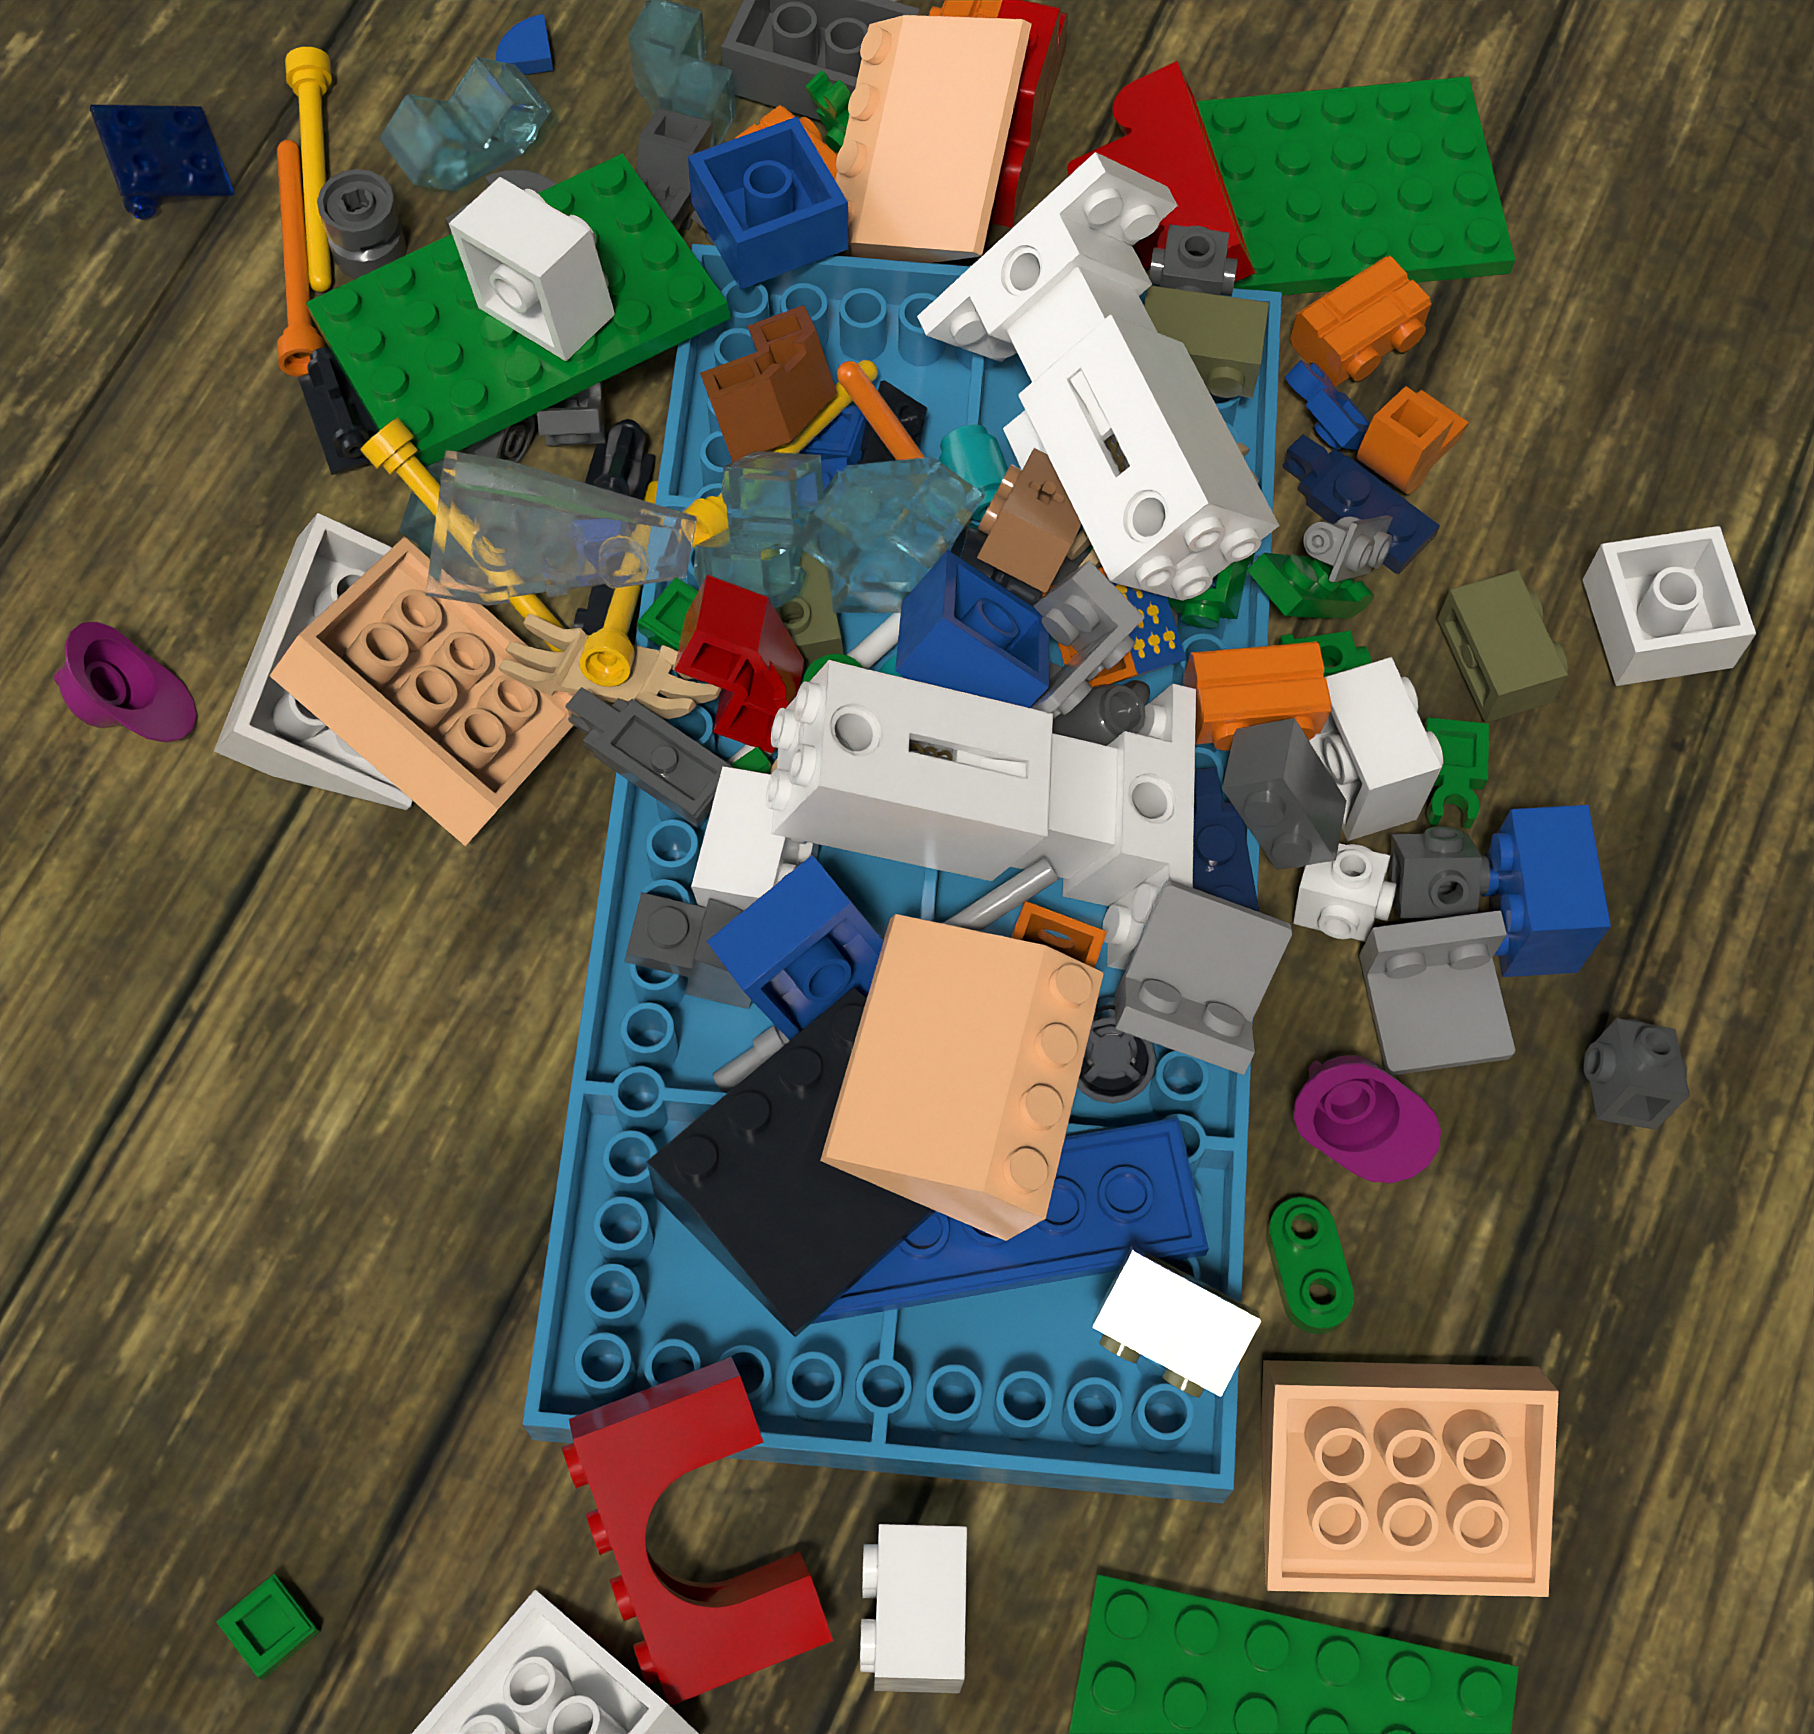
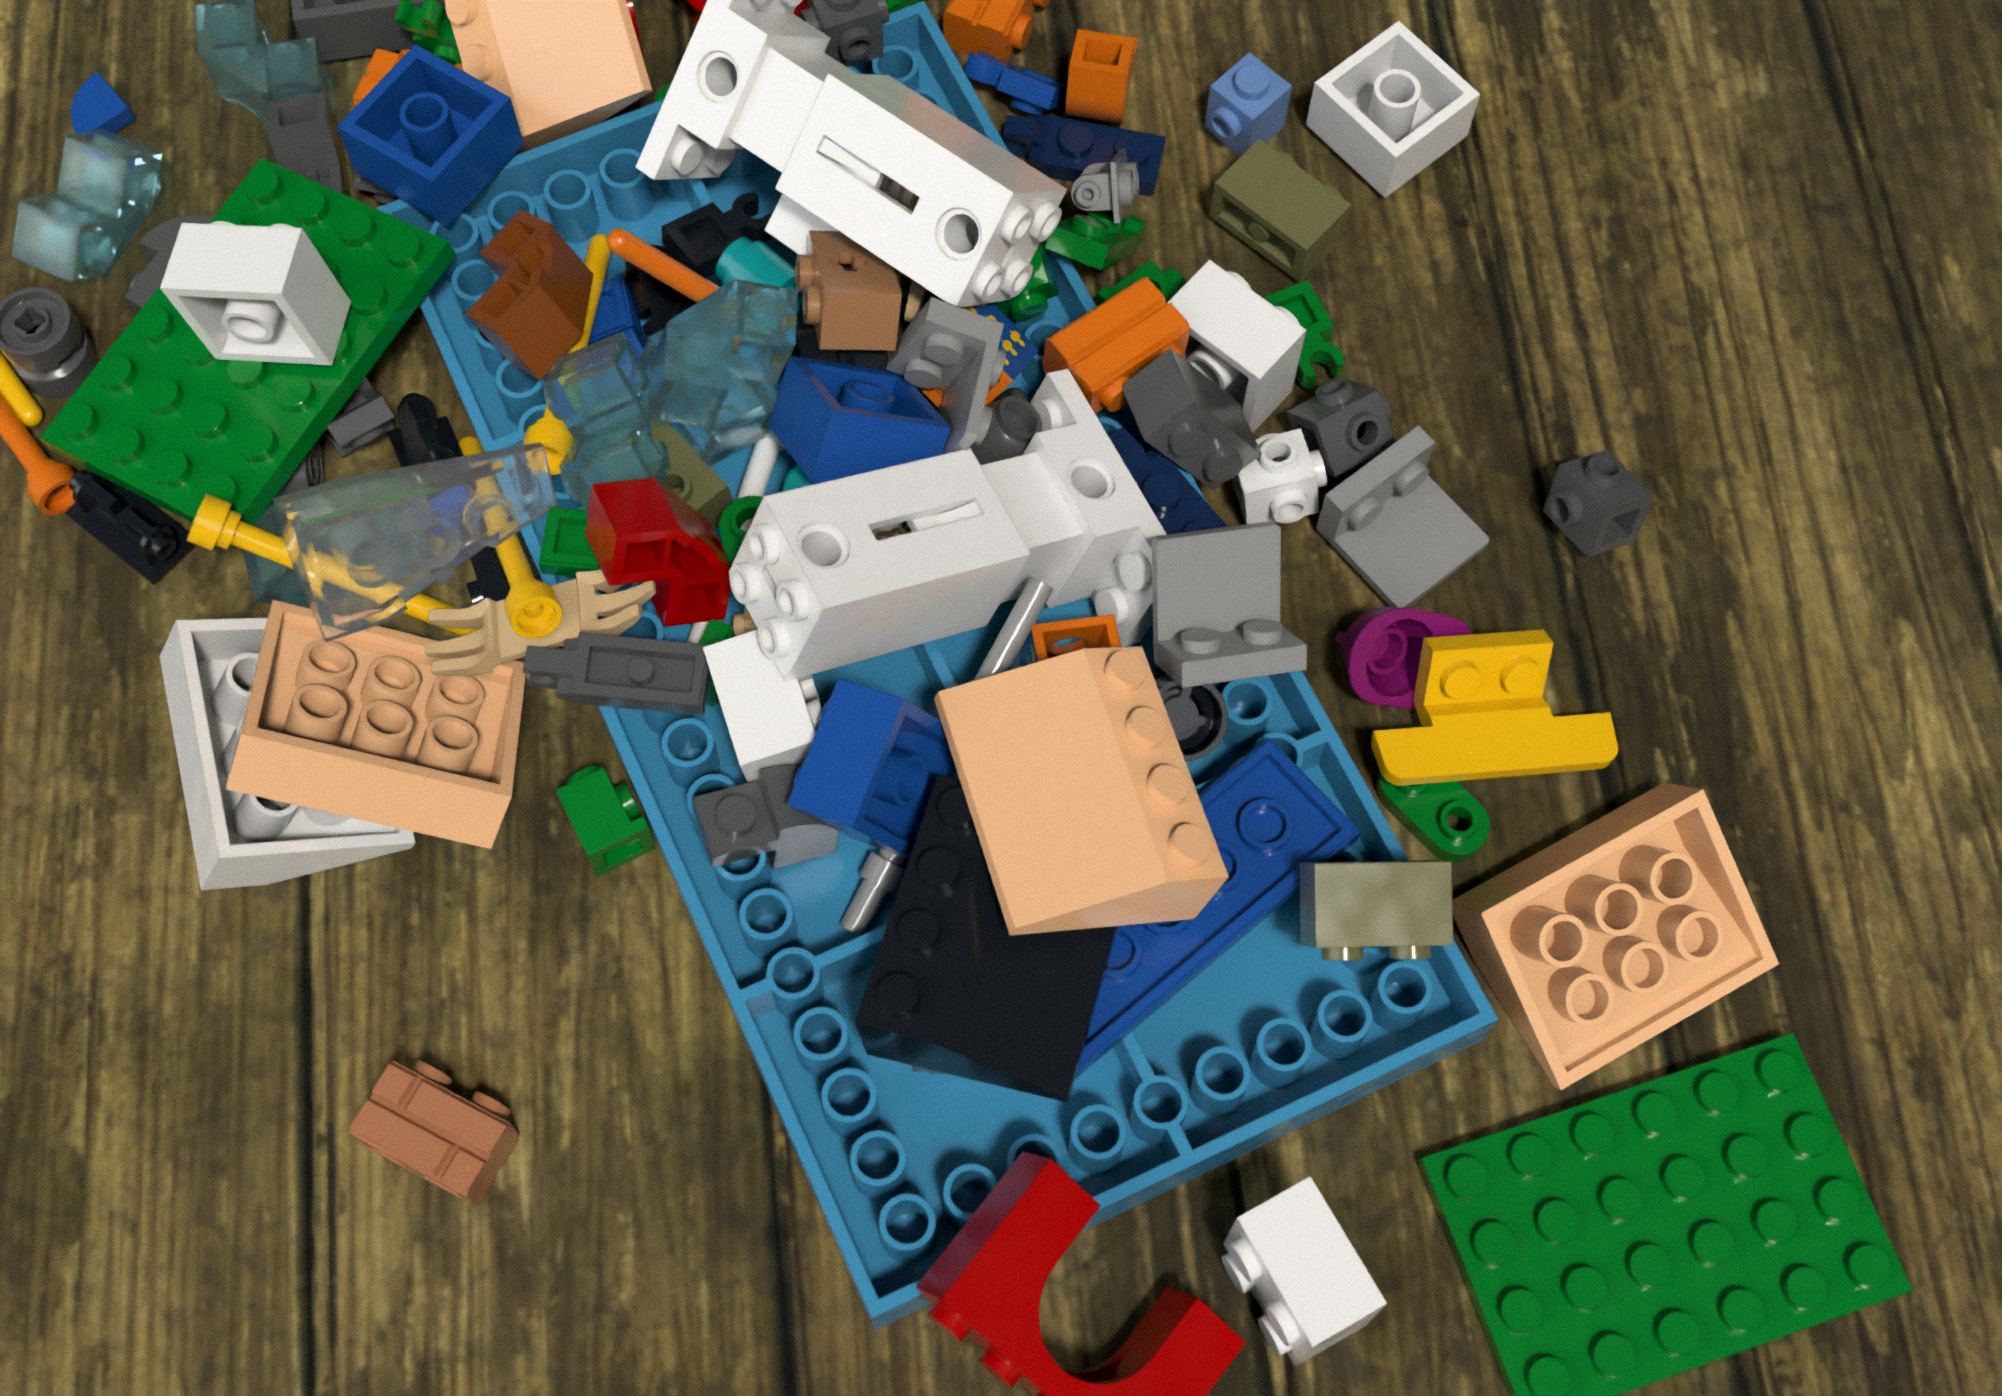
camera: 30 degrees left, 0 degrees up
(118, 684) = (69, 879): magenta piece -> none
(276, 1059) = (435, 1131): none -> nougat brick
(568, 871) = (604, 819): none -> green brick
(953, 404) = (705, 233): none -> black plate
(1218, 332) = (907, 51): olive brick -> none
(1409, 1215) = (1489, 716): none -> yellow plate
(1533, 534) = (1247, 104): none -> medium blue brick
(1547, 890) = (1446, 385): blue brick -> none

